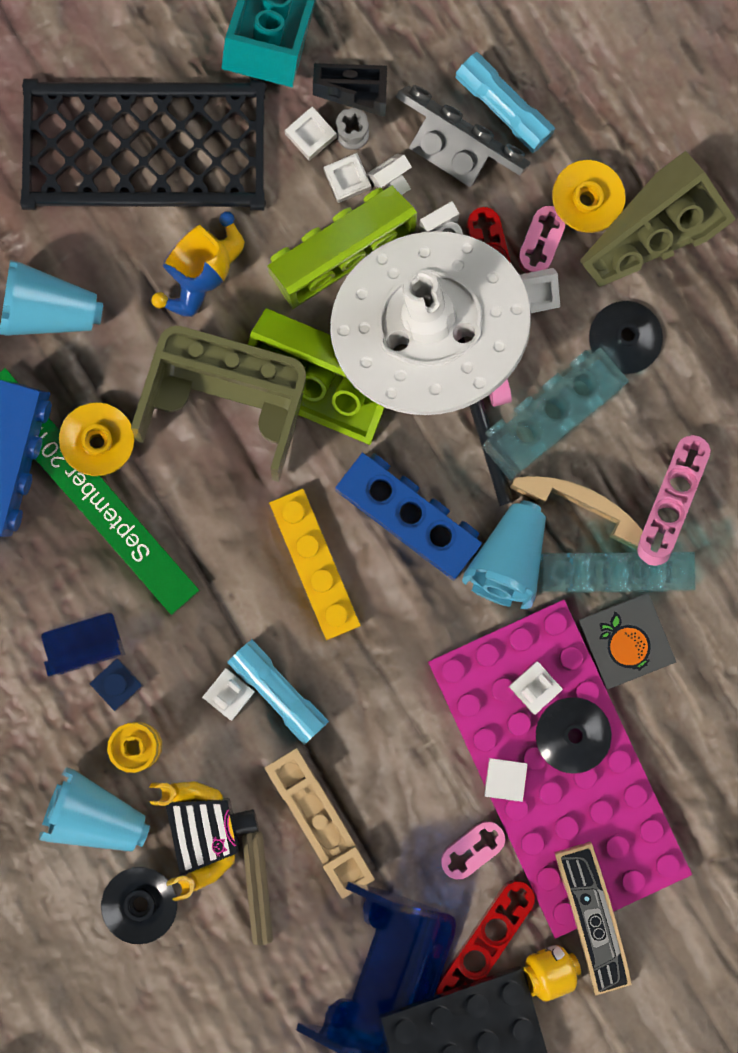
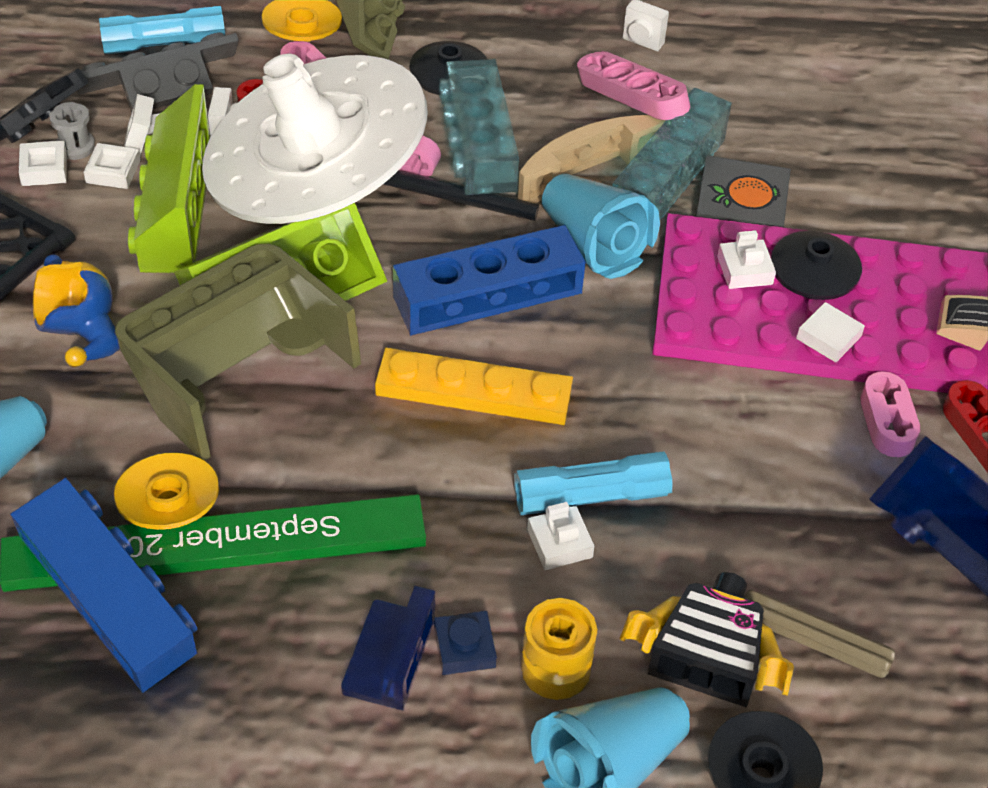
camera: 60 degrees left, 35 degrees down
(319, 821) = (775, 531): tan slope -> none

